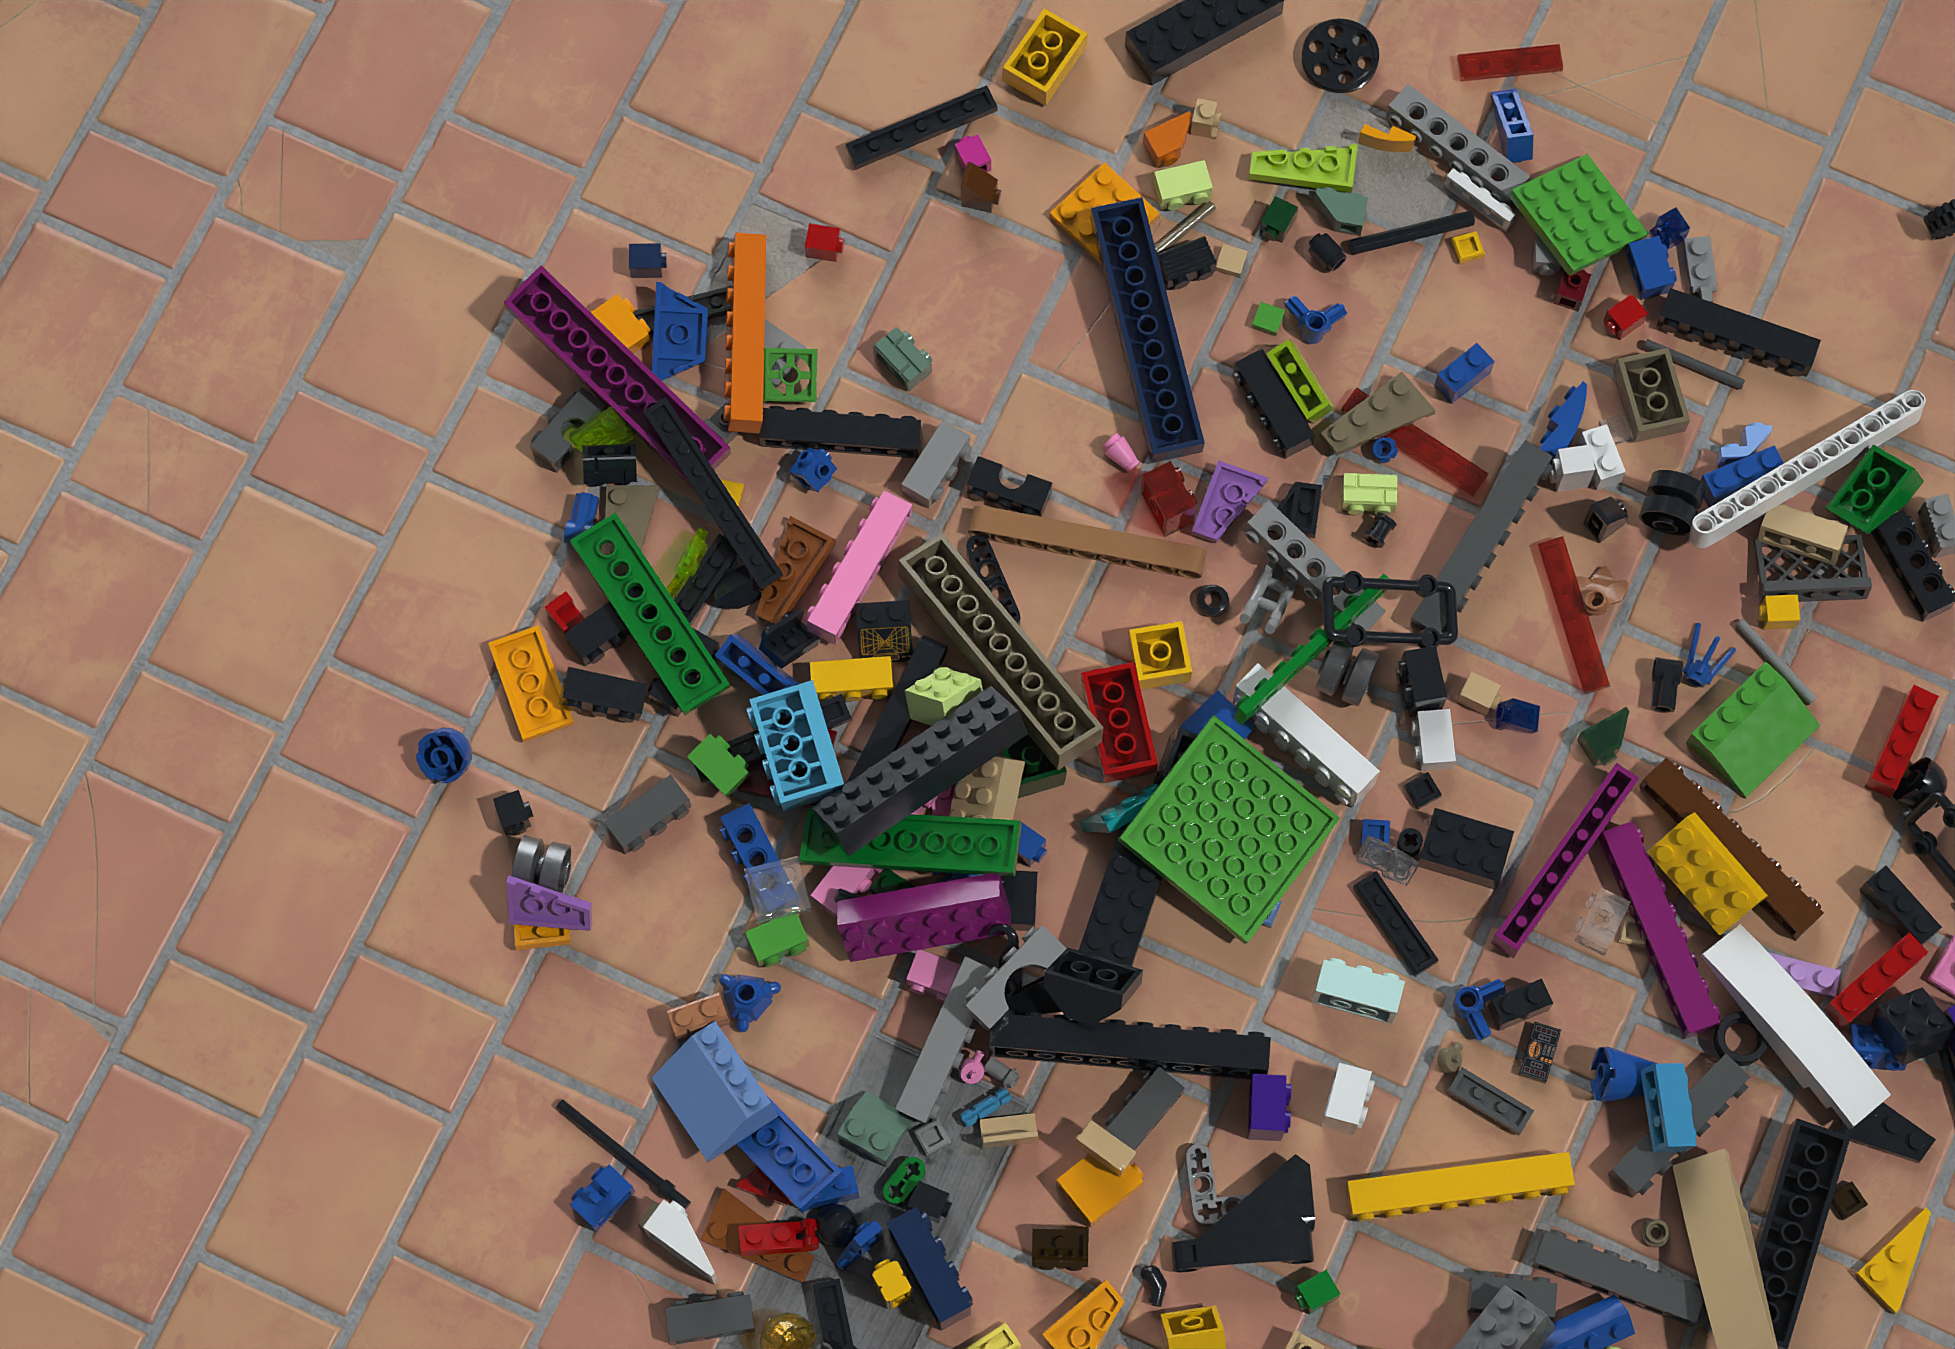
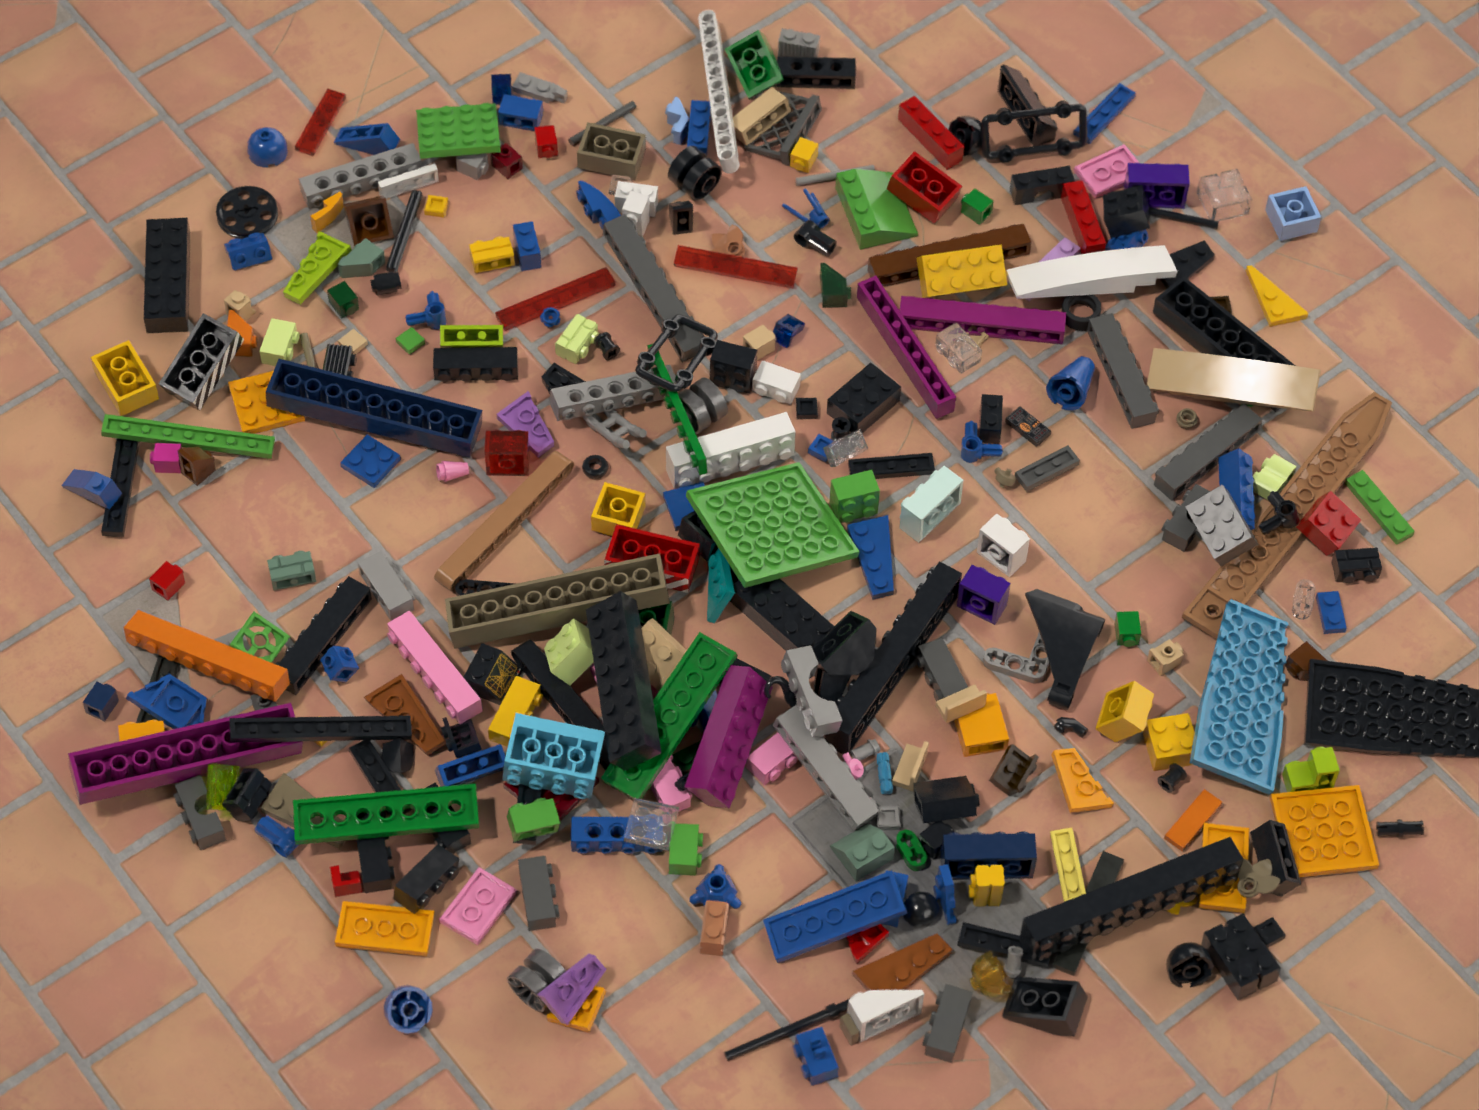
camera: 65 degrees left, 15 degrees down
(513, 813) = (480, 985): black brick -> none
(607, 762) = (478, 906): none -> bright pink tile
(688, 563) = (356, 774): clear neon green wing -> none
(713, 1092) = (779, 938): medium blue slope -> none
(777, 1238) = (911, 948): red plate -> none
(890, 104) = (93, 487): none -> blue slope
(977, 1188) = (945, 799): none -> black brick
(1008, 162) = (188, 436): none -> bright green plate
(1028, 498) = (421, 560): black arch -> none
(1088, 362) = (370, 461): none -> blue plate
(1103, 121) = (201, 361): none -> black brick
(1272, 955) = (873, 542): none -> blue wing
(1287, 85) = (248, 251): none -> blue bracket
(1319, 902) = (854, 496): none -> bright green brick
(1388, 408) = (524, 305): dark tan wing -> none
(1401, 187) = (369, 220): none -> reddish brown slope
(1432, 341) = (491, 254): none -> yellow brick
(1439, 27) = (267, 147): none -> blue cylinder
(1459, 1186) = (1096, 513): yellow brick -> none
(1668, 1107) = (1112, 361): dark azure brick -> none
(1738, 333) = (597, 88): black brick -> none
(1808, 772) = (924, 187): none -> red brick
(1824, 846) = (976, 206): none -> green brick

